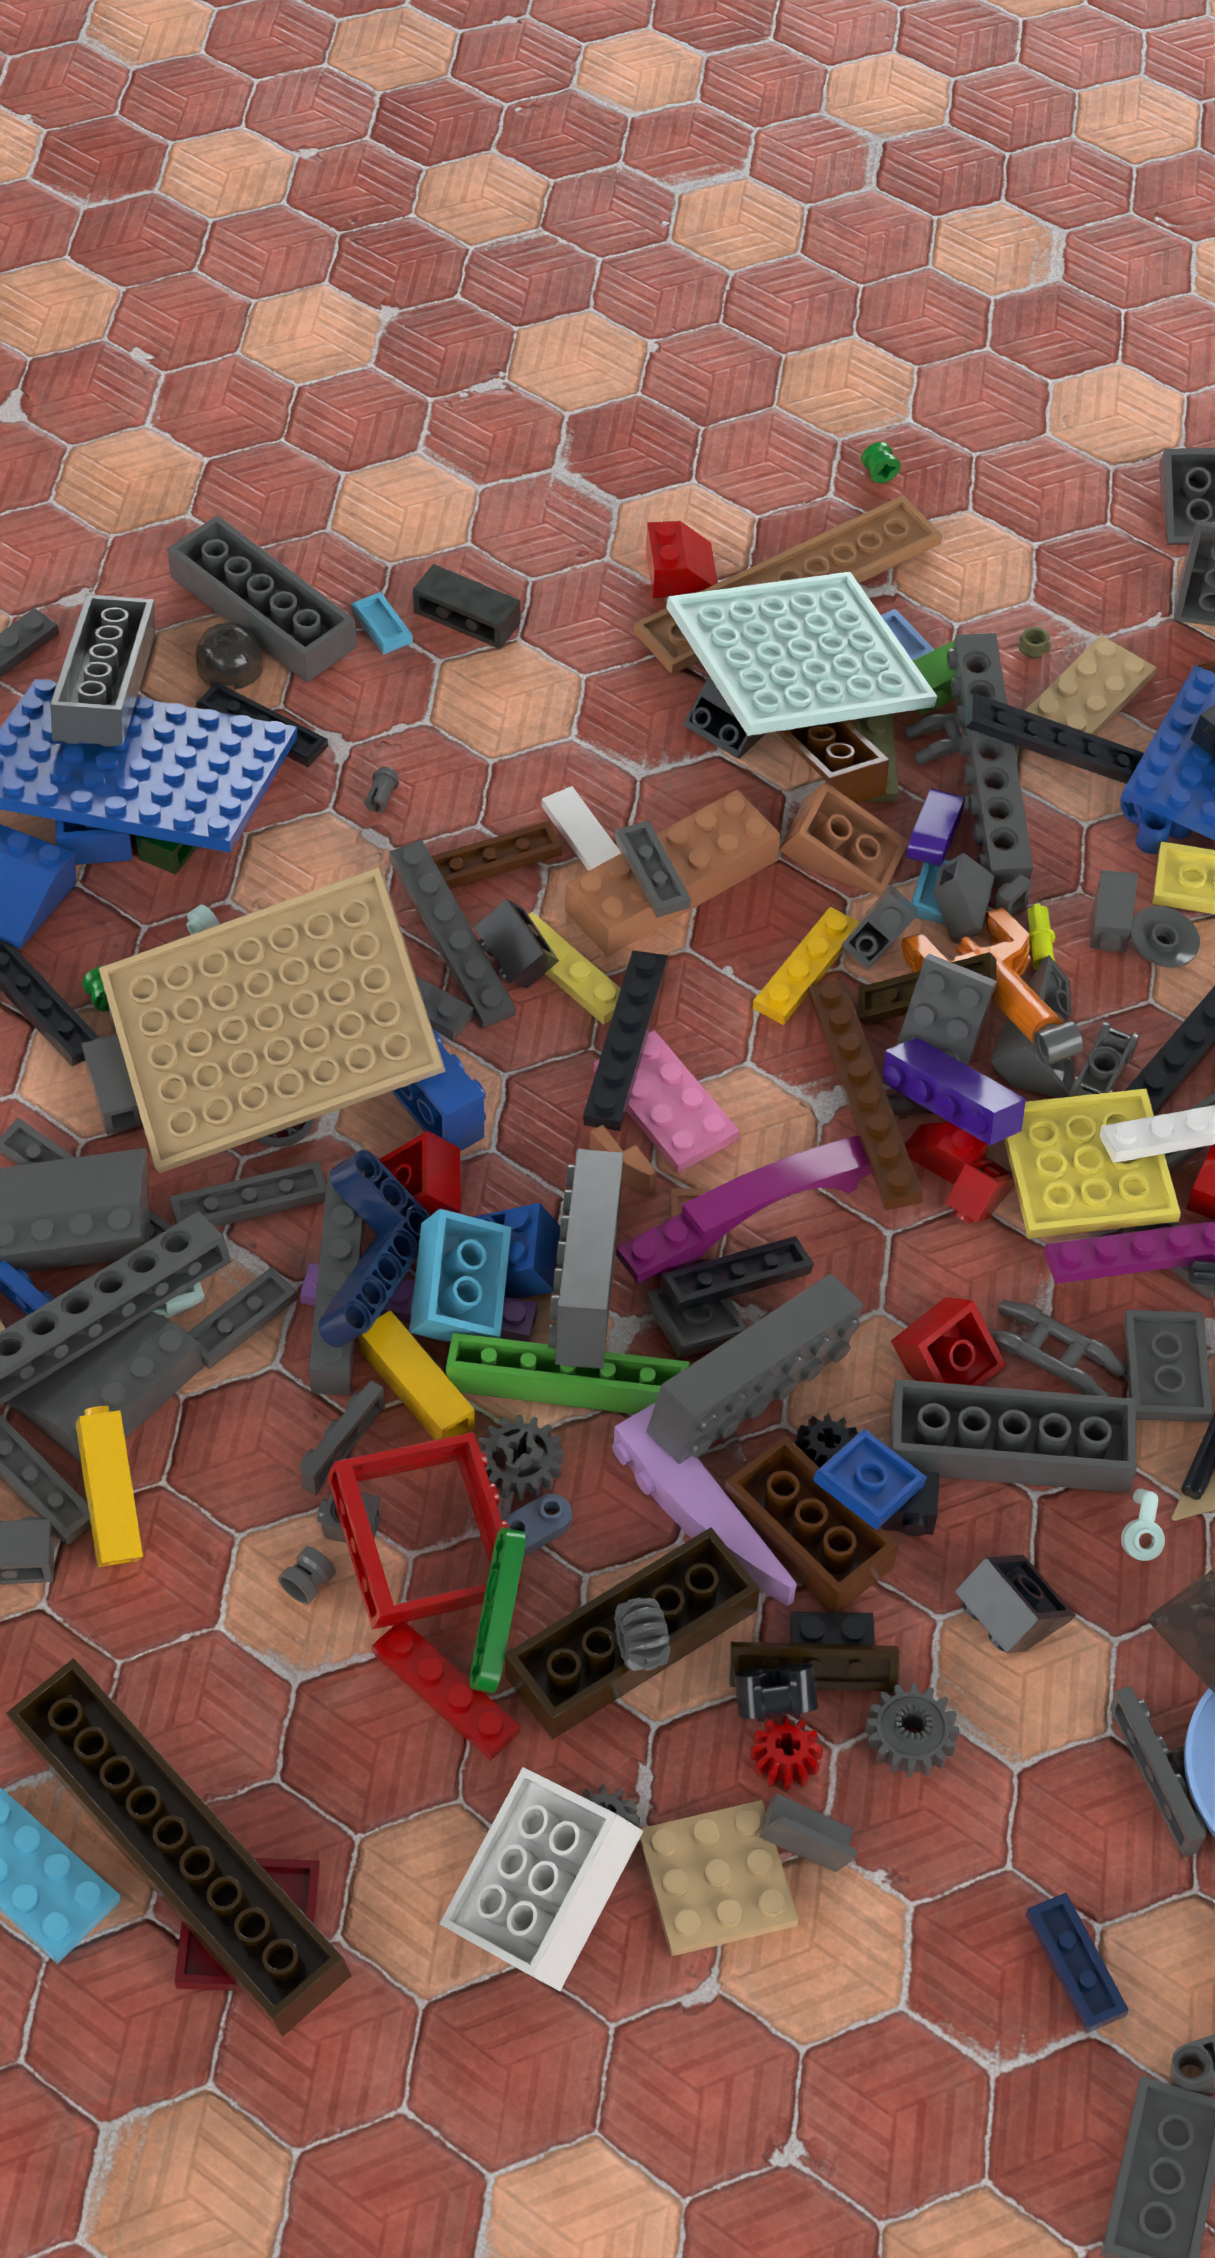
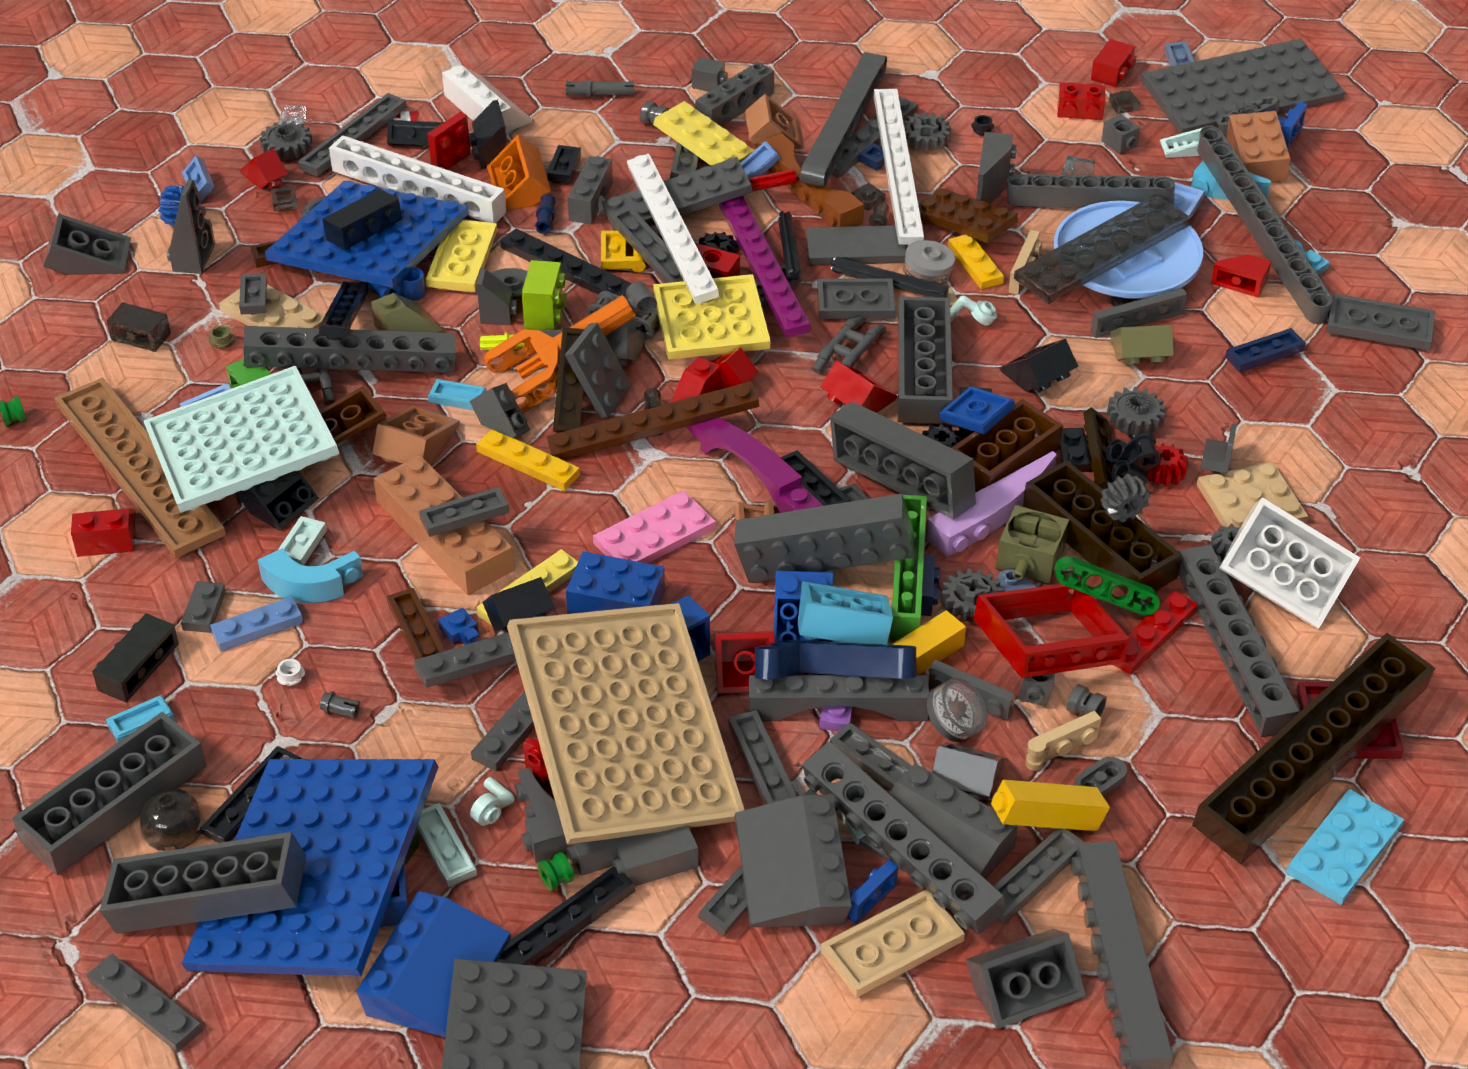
camera: 90 degrees left, 10 degrees down
(168, 892) = (445, 846): none -> light aqua tile
(176, 1578) = (1098, 776): none -> dark grey plate
(209, 1419) = (968, 769): none -> slope
(241, 1535) = (1062, 740): none -> tan plate
(294, 1406) = (956, 709): none -> clear piece
(390, 1782) = (1237, 640): none -> dark grey brick
(437, 742) = (289, 672): none -> white plate
(494, 895) = (459, 626): none -> blue plate
(522, 711) = (256, 624): none -> medium blue plate
(545, 1049) = (613, 583): none -> blue brick
(547, 1404) = (930, 577): none -> dark blue plate
(552, 662) = (203, 606): none -> dark grey plate
(579, 827) = (397, 579): white tile -> none
(584, 731) = (309, 583): none -> medium azure arch
(604, 1534) = (1032, 544): none -> olive piece
(625, 1040) = (609, 542): black plate -> none
(636, 1169) = (715, 551): nougat slope -> none
(652, 740) = (303, 539): none -> light aqua plate
(935, 827) = (407, 384): dark purple beam -> none
(954, 1091) = (661, 368): dark purple brick -> none
(963, 896) = (476, 371): dark grey slope -> none
(1014, 895) = (473, 351): dark grey plate -> none
(1044, 561) = (138, 327): none -> clear smoke brick
(1076, 825) = (401, 314): none -> olive slope
(1080, 1762) = (1143, 343): none -> olive slope
(1101, 657) = (253, 293): none -> dark grey plate
(1117, 964) = (543, 295): none -> lime brick

